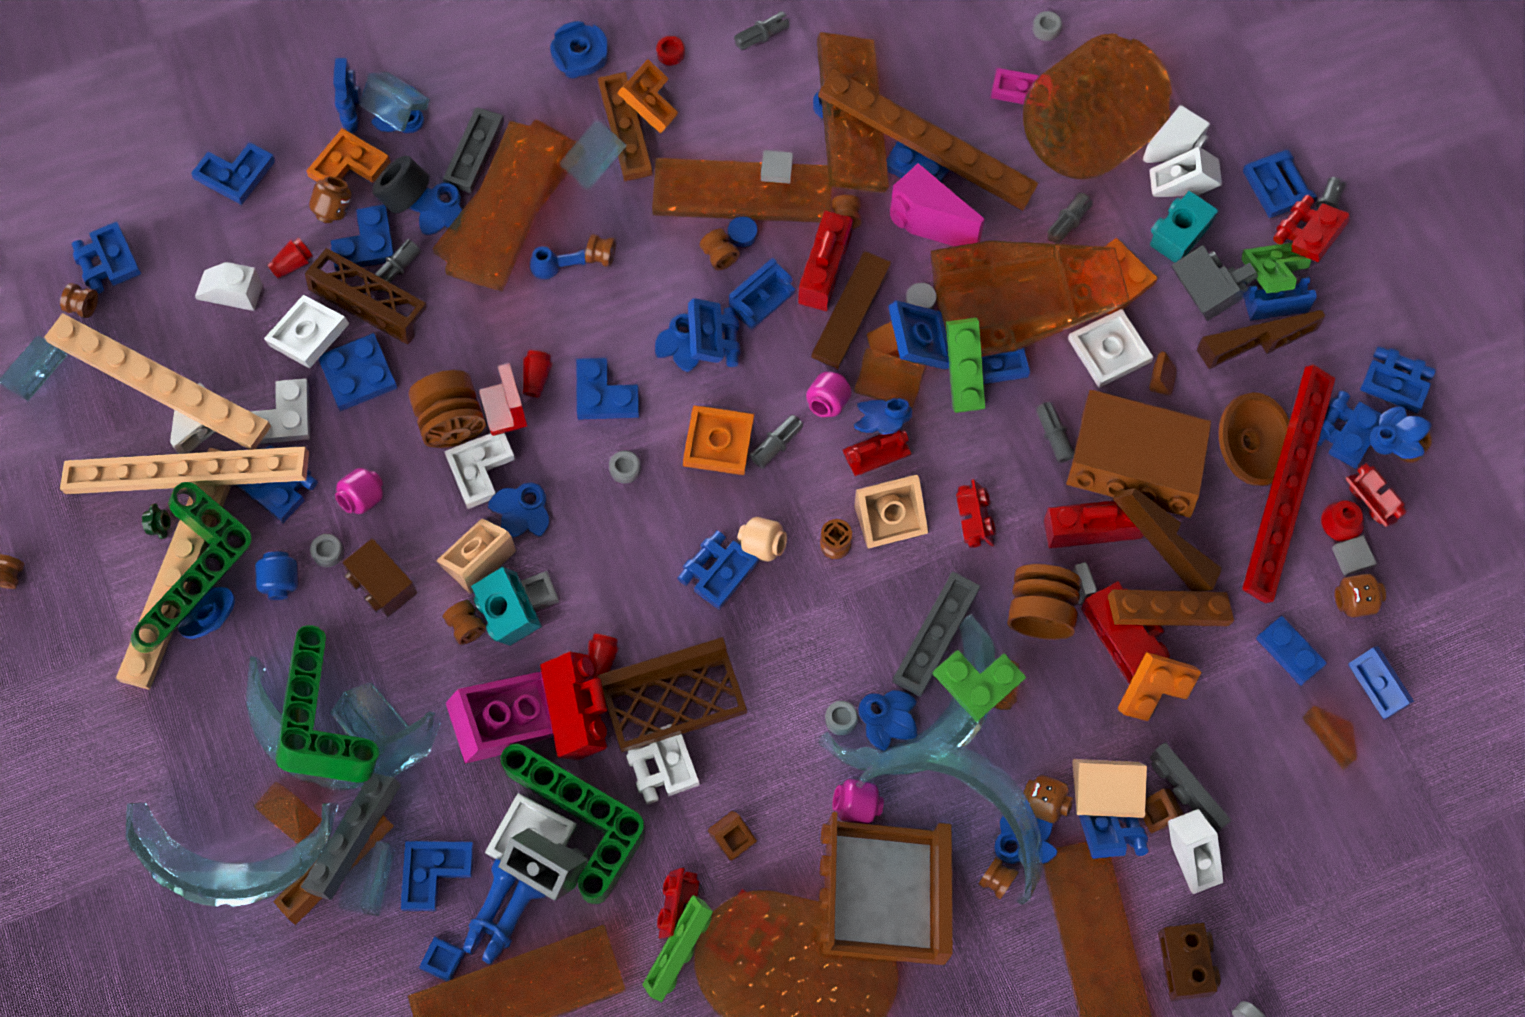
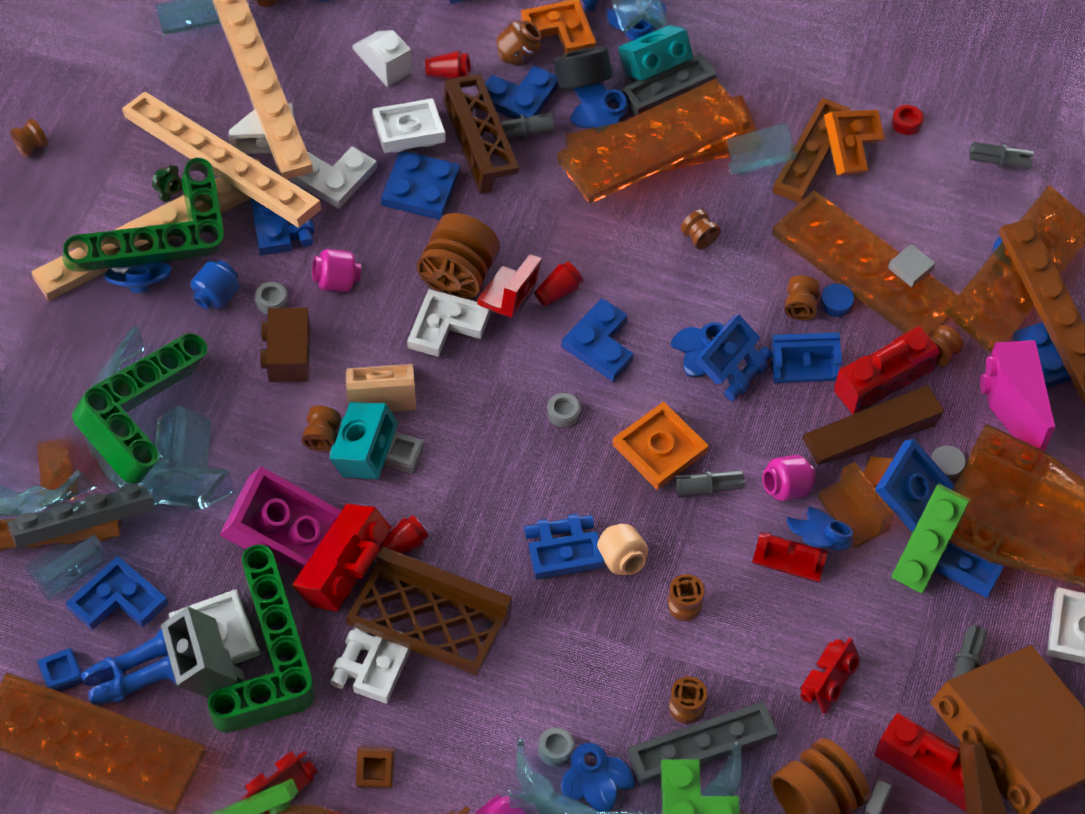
camera: 40 degrees right, 10 degrees down
(443, 131) = (655, 52): none -> teal brick
(518, 514) = (443, 380): blue plate -> none
(550, 266) = (647, 210): blue bar -> none
(581, 63) = (826, 81): blue plate -> none
(891, 511) = (755, 611): light nougat slope -> none
(899, 618) = (684, 707): none -> dark orange wheel

